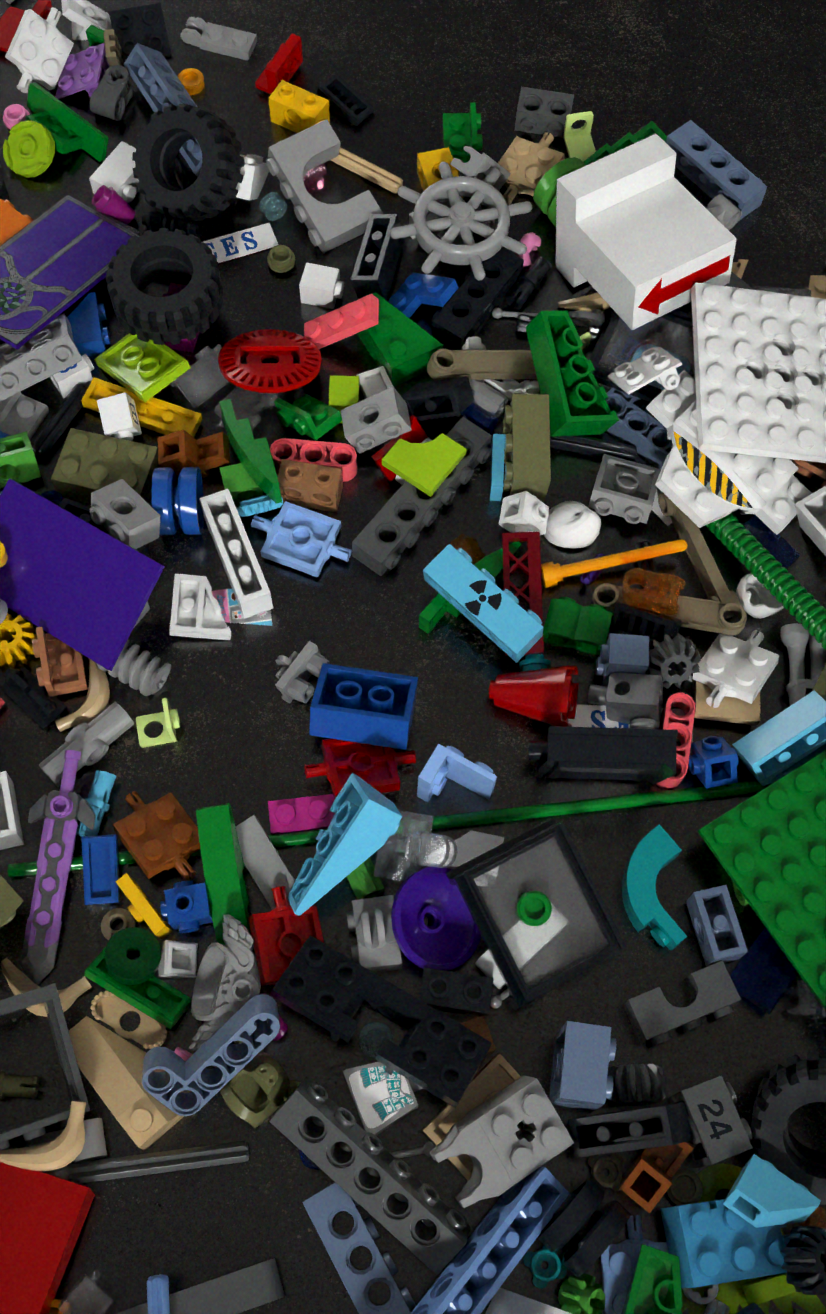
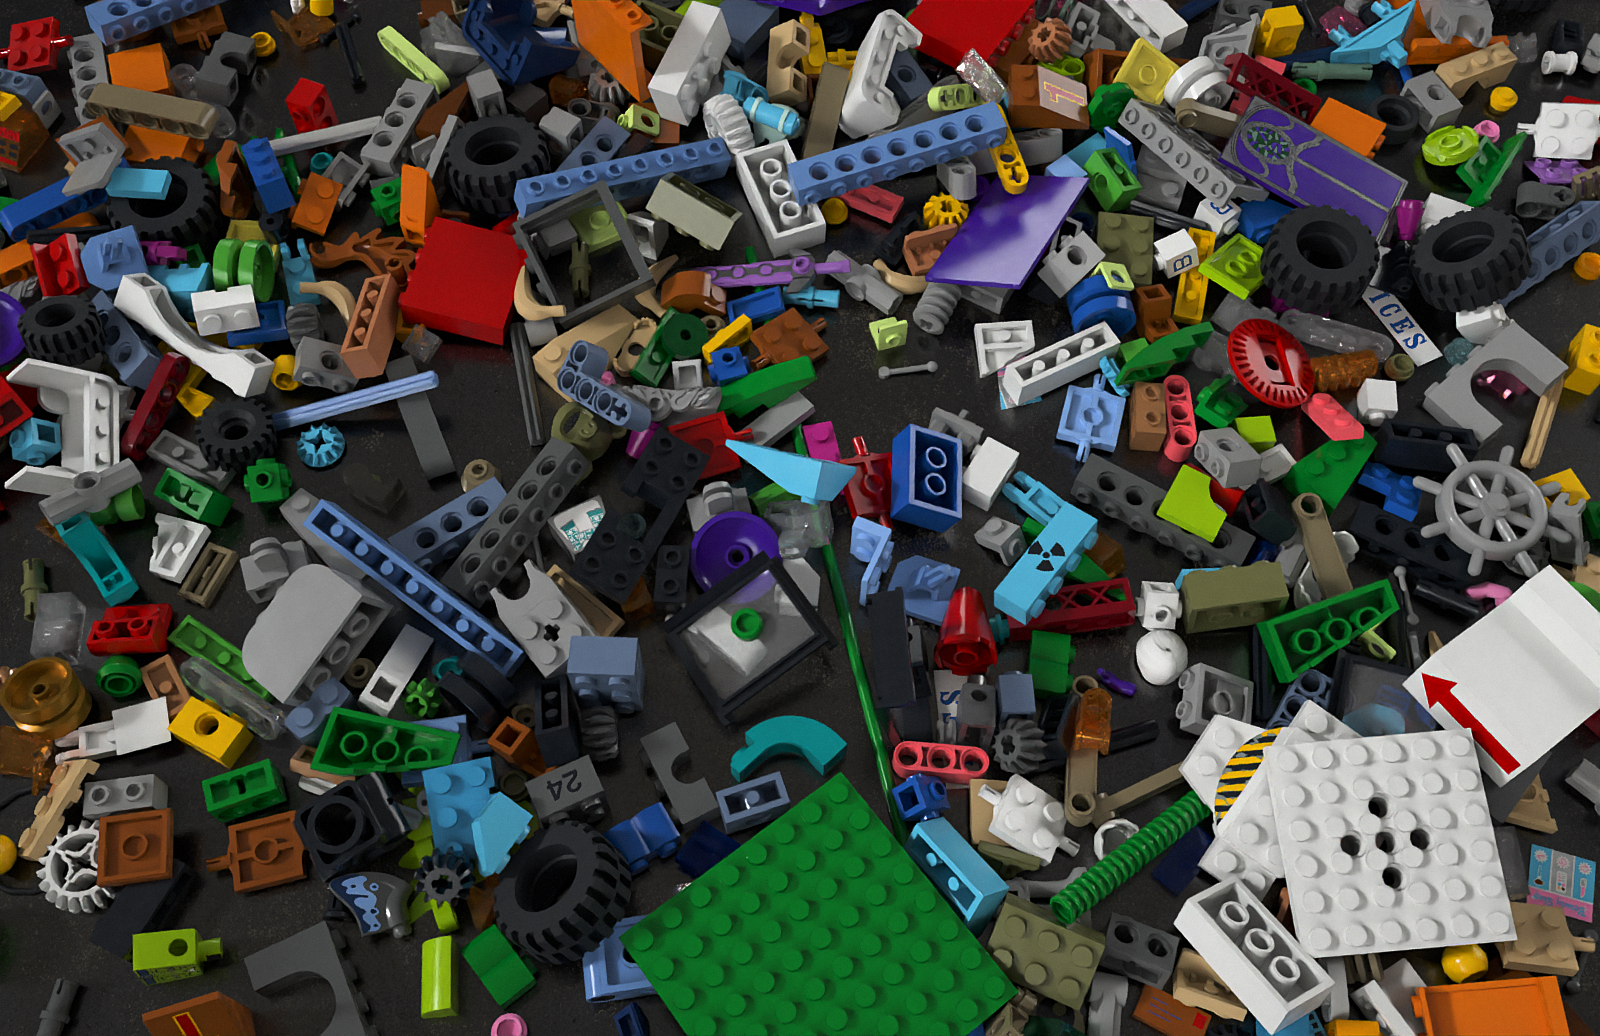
camera: 85 degrees right, 5 degrees down
(70, 943) = (691, 291): none -> dark orange brick
(144, 479) = (1109, 269): none -> yellowish green bracket
(208, 737) = (885, 372): none -> light grey hinge
(239, 301) = (1335, 334): none -> clear plate
(282, 301) = (1344, 369): none -> clear orange piece
(284, 1236) = (479, 472): none -> dark tan cone
(355, 645) = (987, 472): none -> white brick
(397, 602) = (1037, 502): none -> medium azure hinge
(432, 647) = (1003, 538): none -> light grey bracket
(484, 728) = (925, 587): none -> medium blue piece
(555, 573) = (1102, 640): light orange piece -> none
(652, 365) = (1355, 704): white hinge -> none
(746, 1045) = (645, 837): none -> blue brick
(774, 698) = (1007, 861): none -> olive tile
(784, 269) = (1562, 882): none -> sticker

